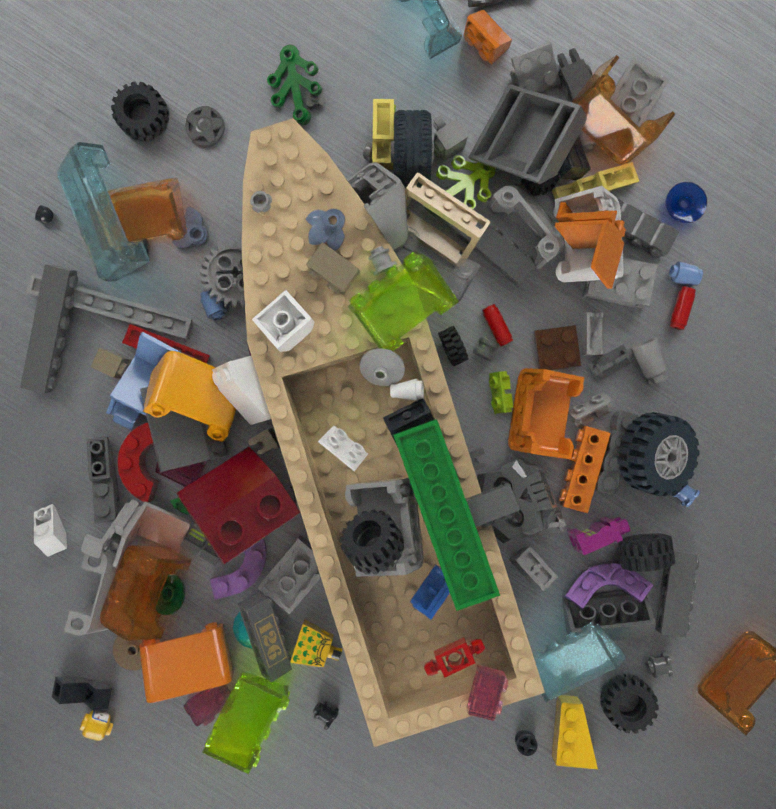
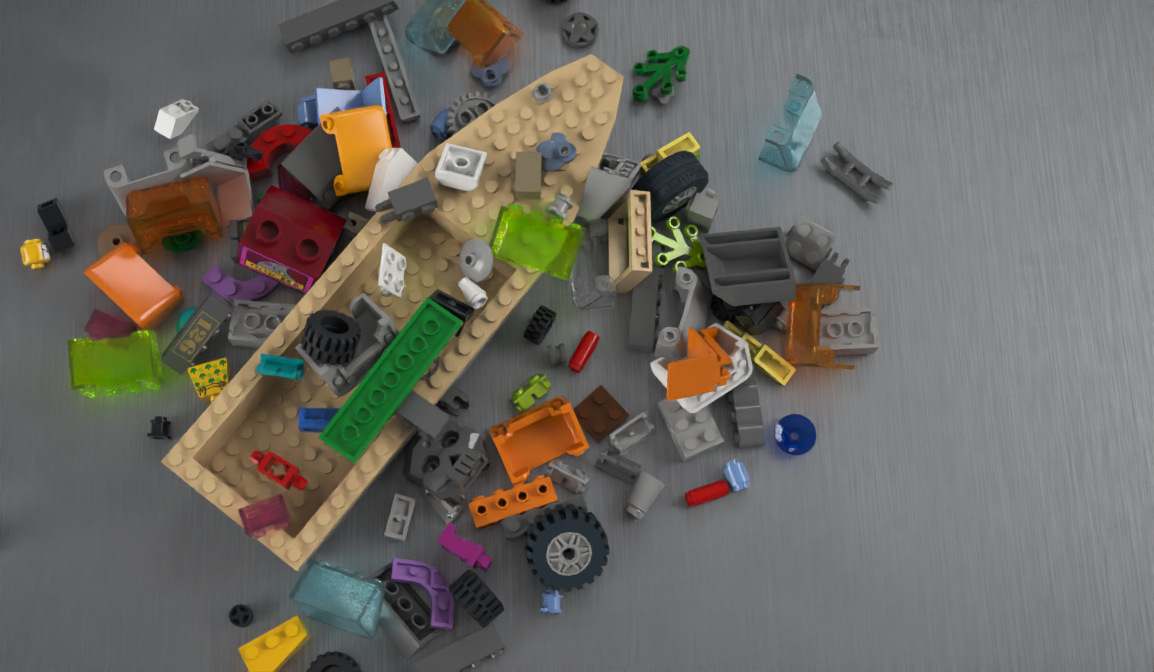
camera: 55 degrees right, 15 degrees down
(124, 497) = (241, 150): none -> black plate
(286, 389) = (408, 202): none -> dark grey hinge
(370, 591) = (281, 366): none -> teal hinge
(486, 36) = (806, 186): orange slope -> none

